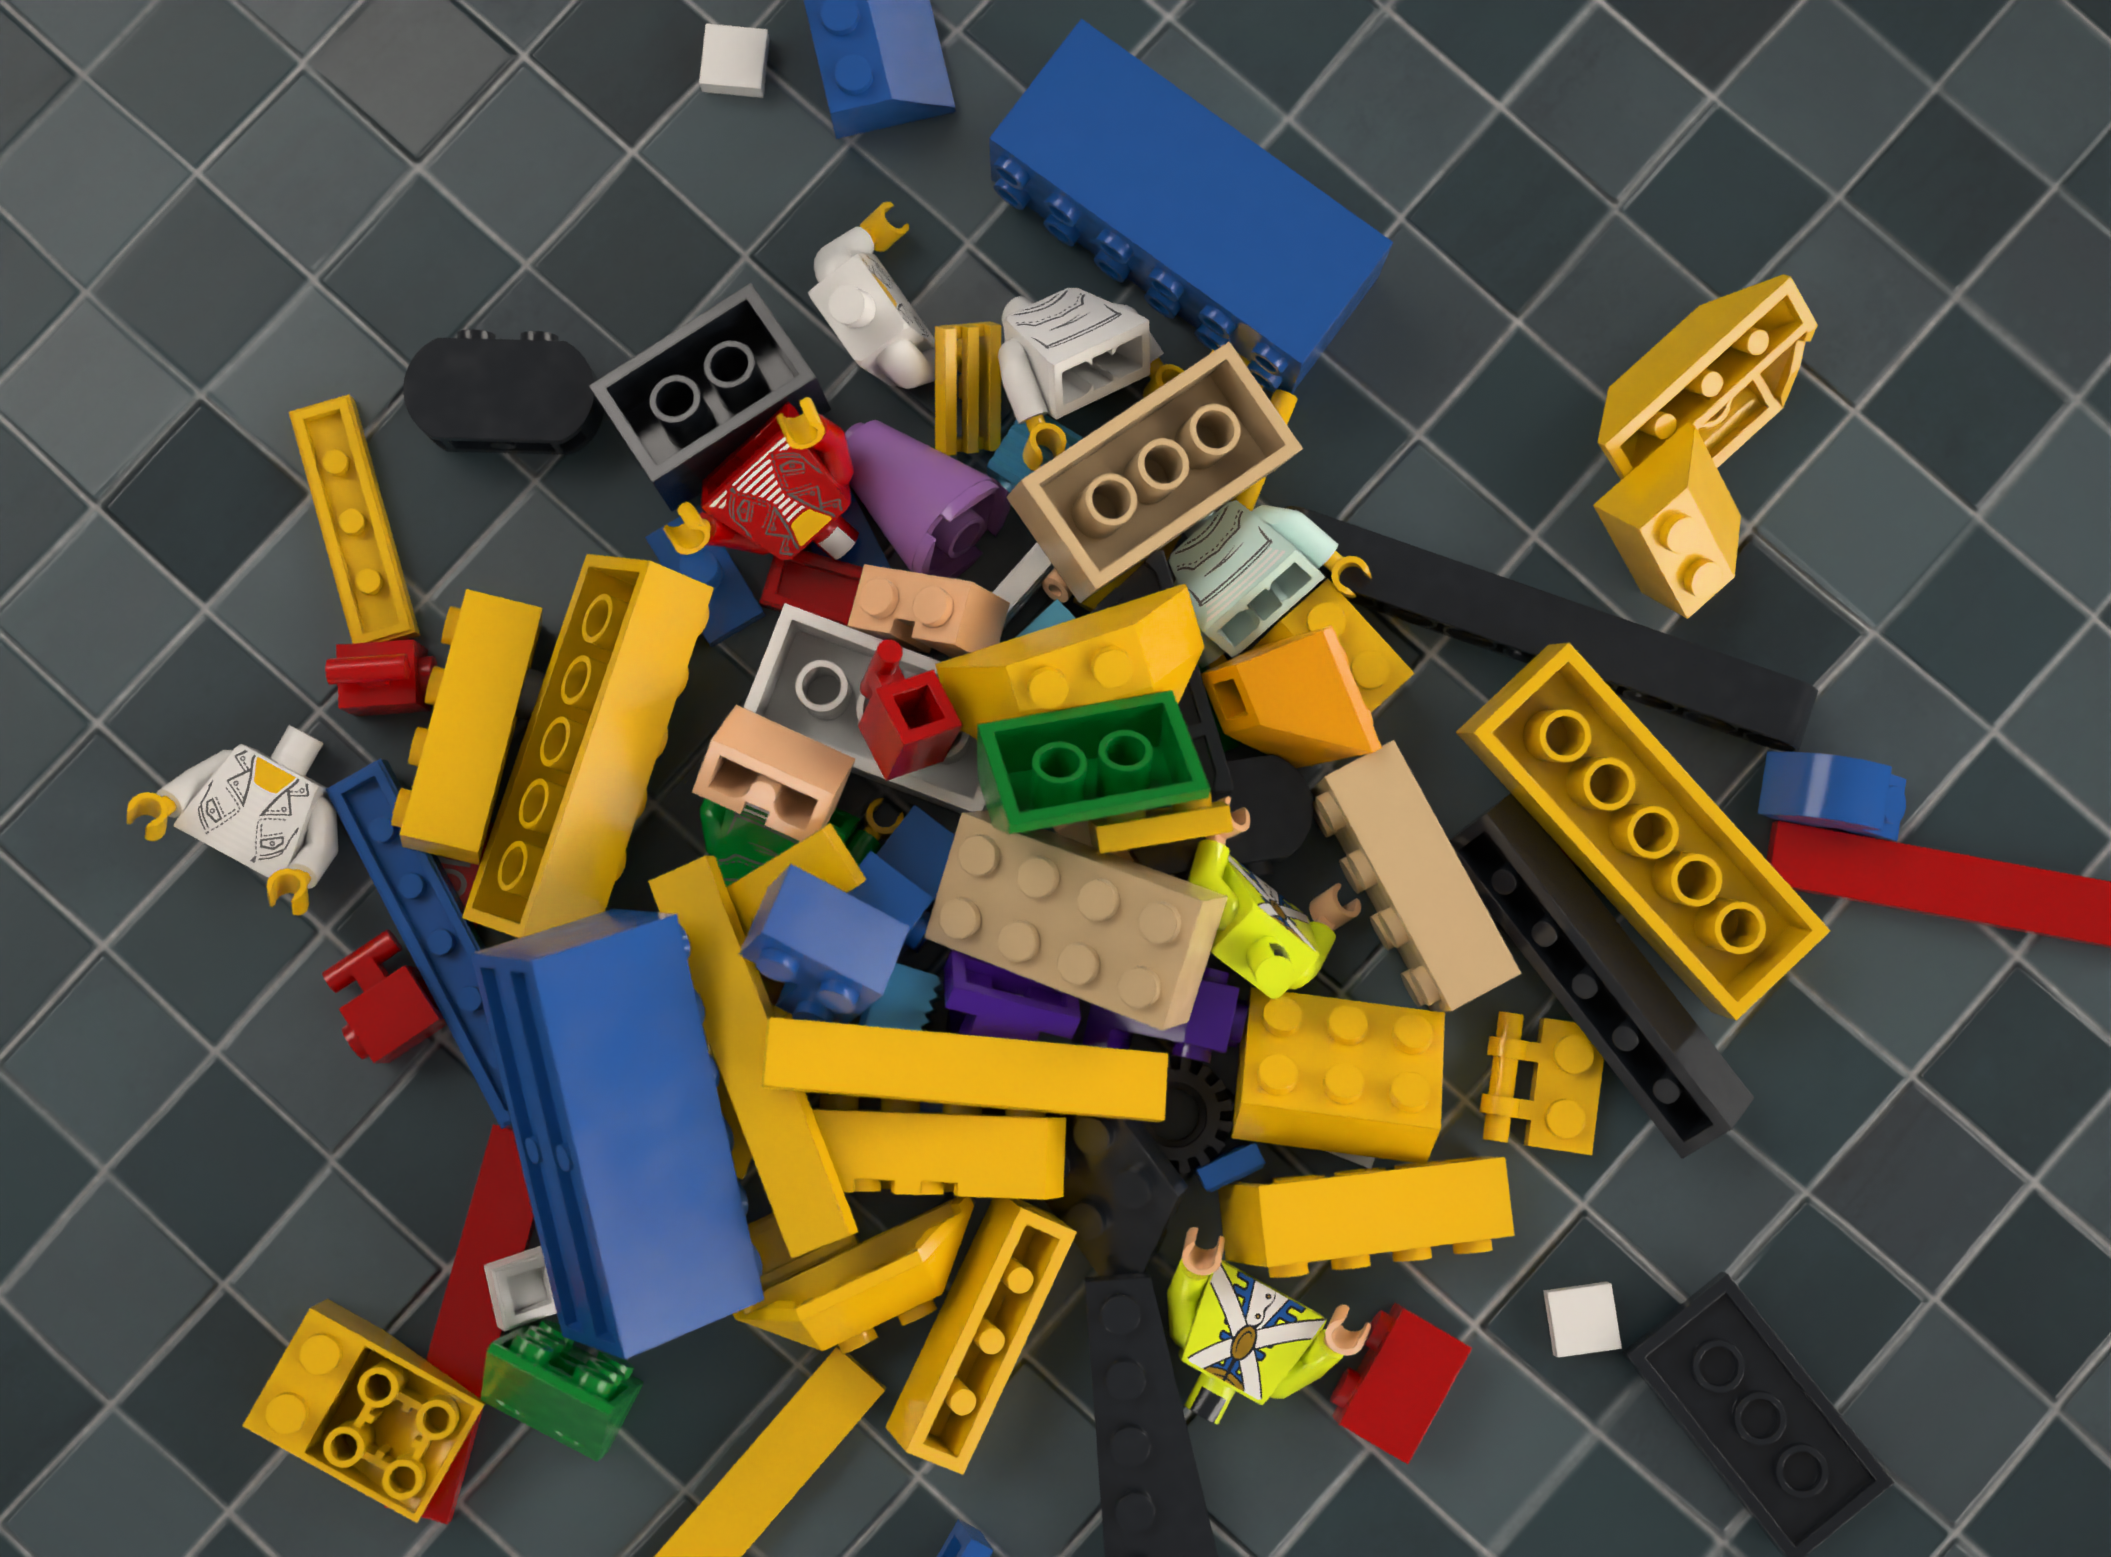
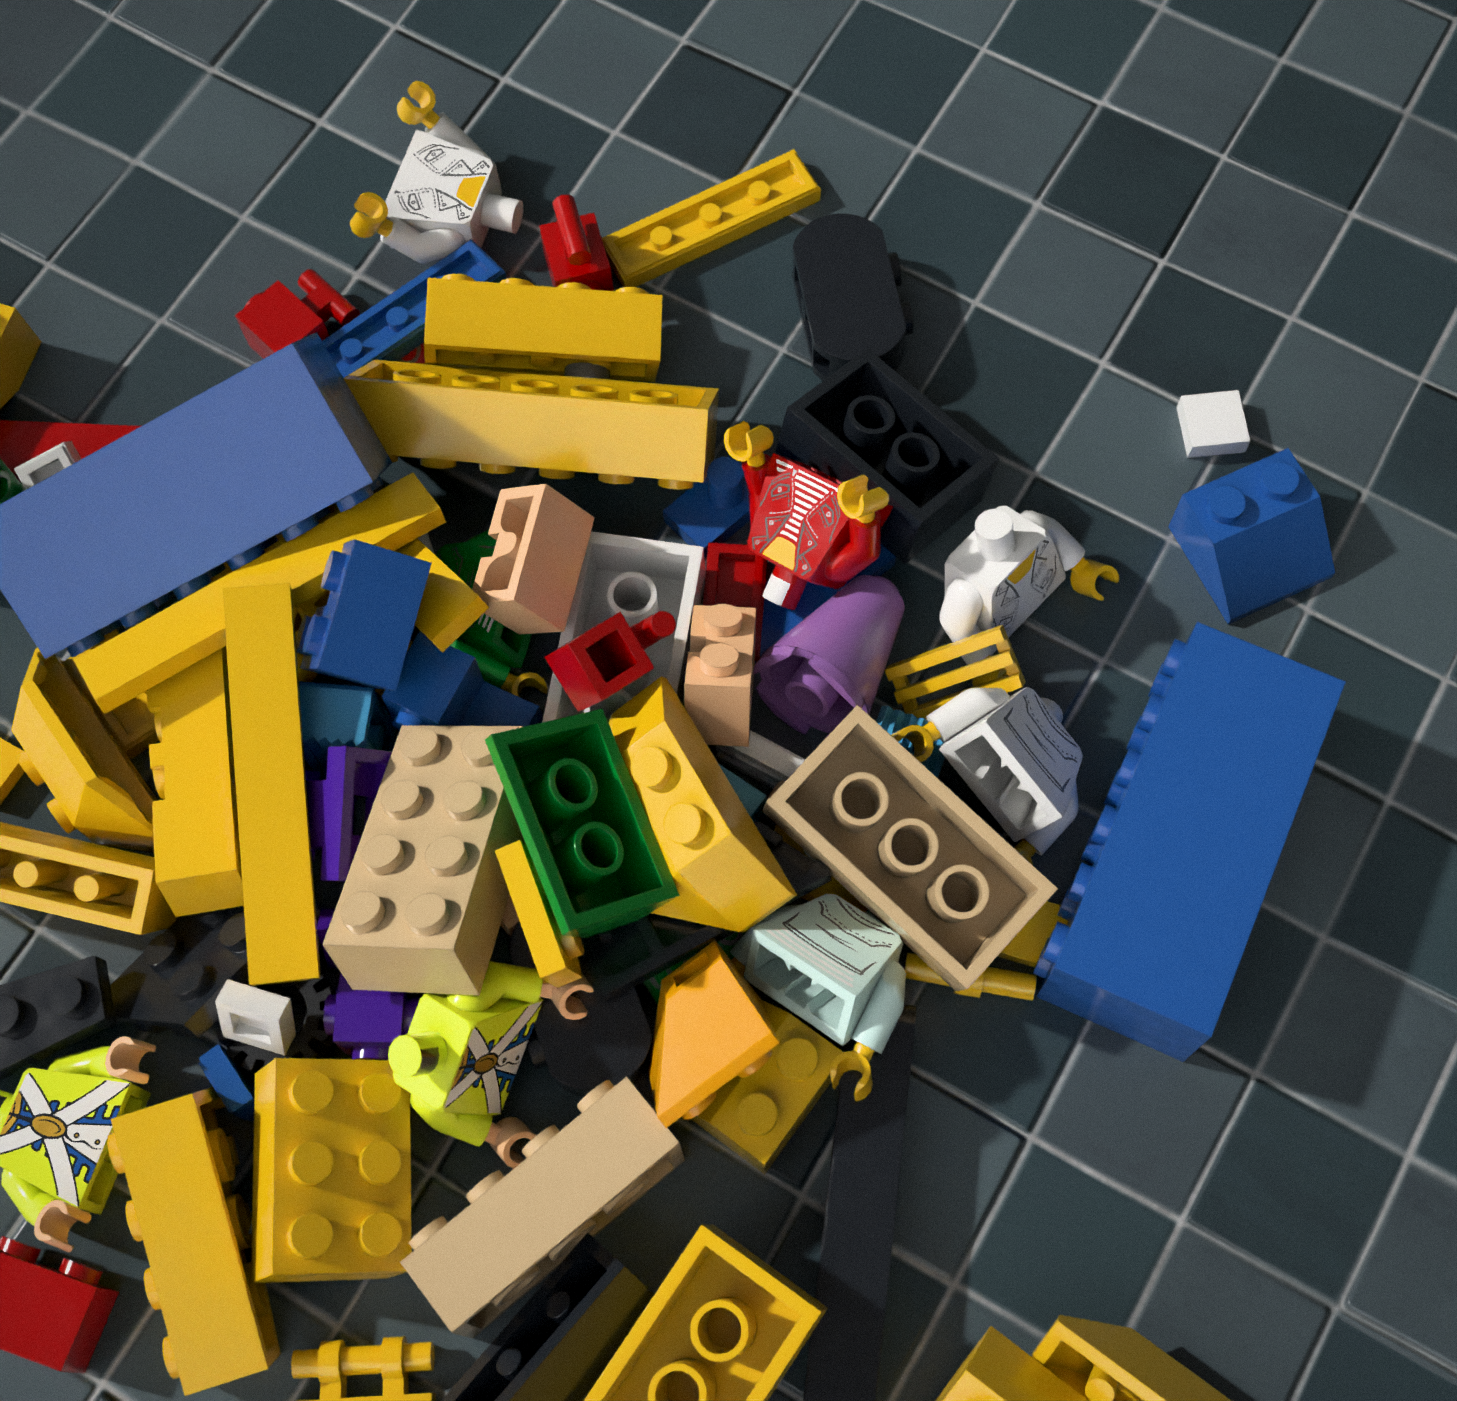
camera: 85 degrees right, 15 degrees down
(1185, 1125) = (256, 1017): none -> white tile

